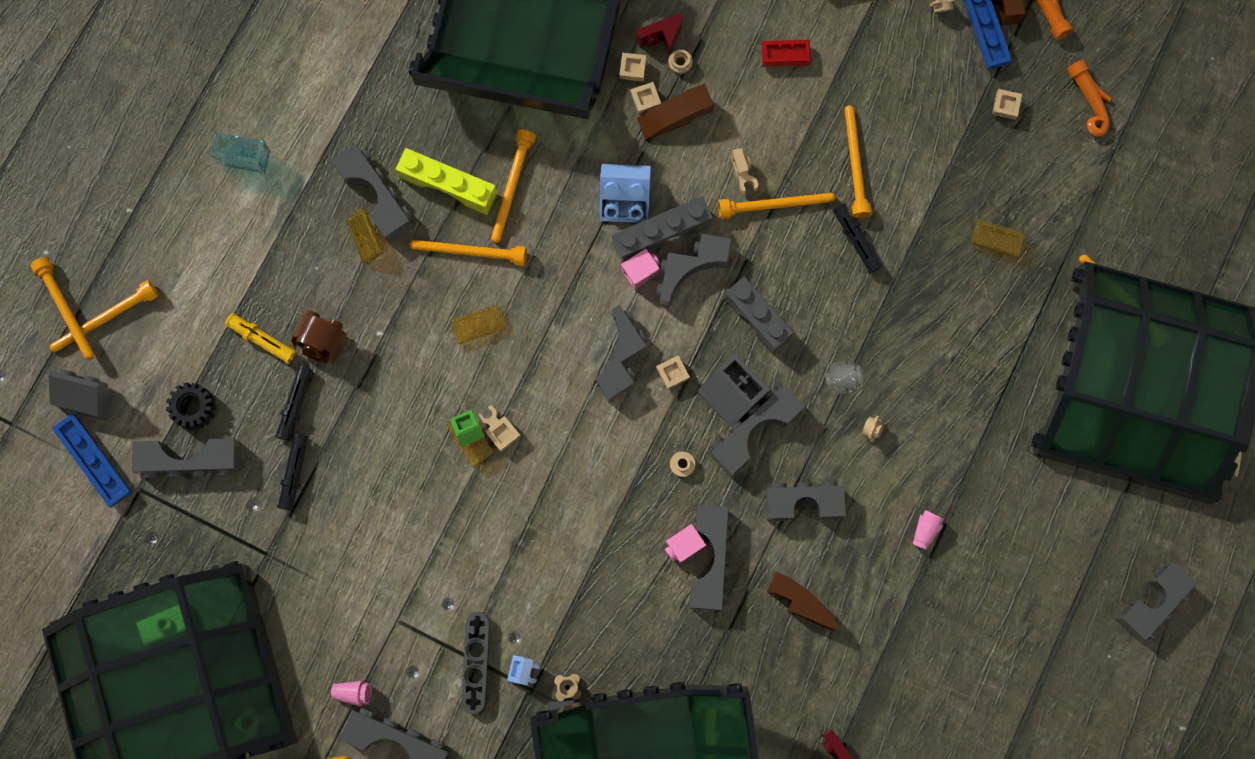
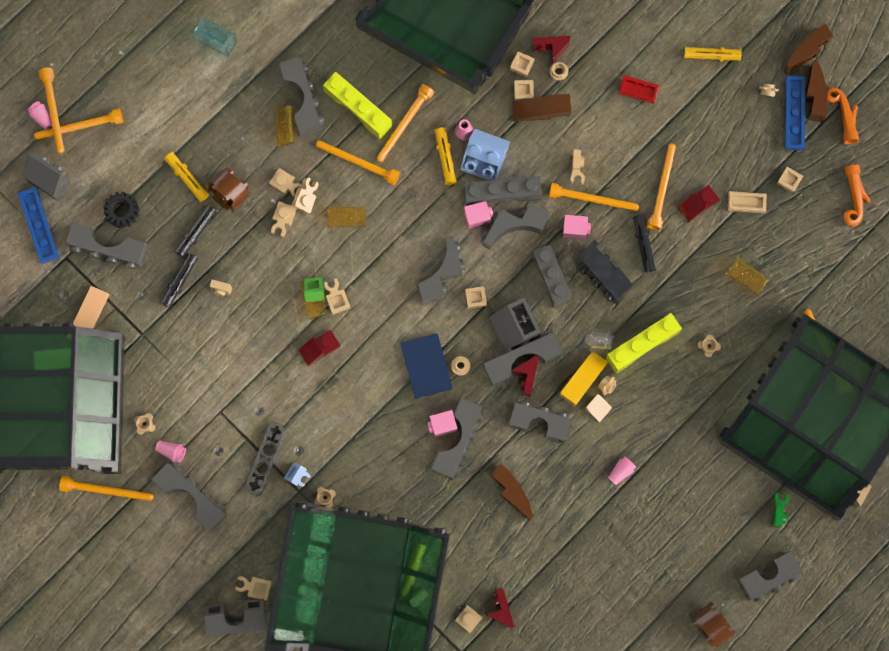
camera: 15 degrees right, 0 degrees up
(50, 319) = (40, 115): none -> bright pink cone
(192, 545) = (91, 308): none -> light nougat tile
(299, 668) = (139, 420): none -> tan plate
(349, 465) = (220, 288): none -> tan plate
(386, 306) = (284, 182): none -> tan plate
(399, 346) = (283, 216): none -> tan plate
(417, 317) = (304, 198): none -> plate
(497, 499) = (319, 348): none -> dark red slope
(571, 201) = (441, 135): none -> yellow pin
(588, 170) = (461, 133): none -> bright pink cone
(639, 478) = (426, 366): none -> dark blue tile
(767, 245) = (576, 227): none -> bright pink brick
(770, 442) = (527, 370): none -> dark red slope
(820, 291) = (603, 273): none -> black wedge
(840, 430) = (583, 378): none -> yellow slope
(870, 460) = (598, 408): none -> slope
(899, 362) = (643, 342): none -> neon yellow arch
(906, 168) = (698, 203): none -> dark red slope
(963, 148) = (746, 202): none -> tan tile
(985, 334) = (714, 345): none -> tan plate
(1110, 687) = (713, 625): none -> reddish brown brick
(1139, 521) = (779, 516): none -> green plate

